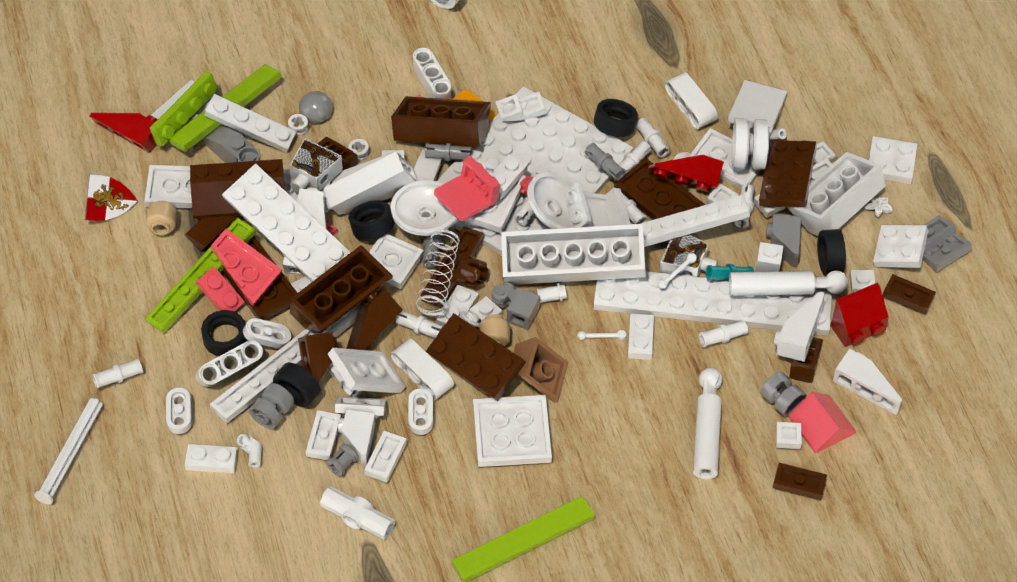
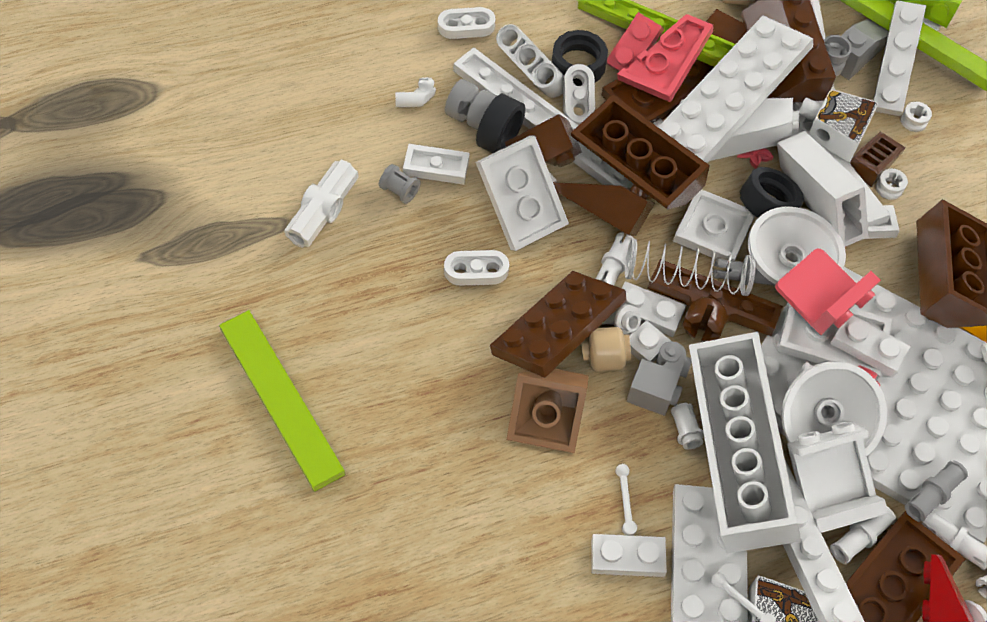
camera: 85 degrees right, 5 degrees up
(211, 458) = (404, 60): white plate -> none
(316, 107) = (949, 132): light grey hair -> none
(358, 433) = (433, 199): white slope -> none
(370, 405) = (478, 208): white plate -> none
(385, 456) = (406, 231): white plate -> none
(422, 368) = (541, 266): white beam -> none
(427, 167) = (882, 261): white slope -> none
(447, 151) = (905, 280): light grey pin -> none
(512, 431) = (449, 379): white plate -> none

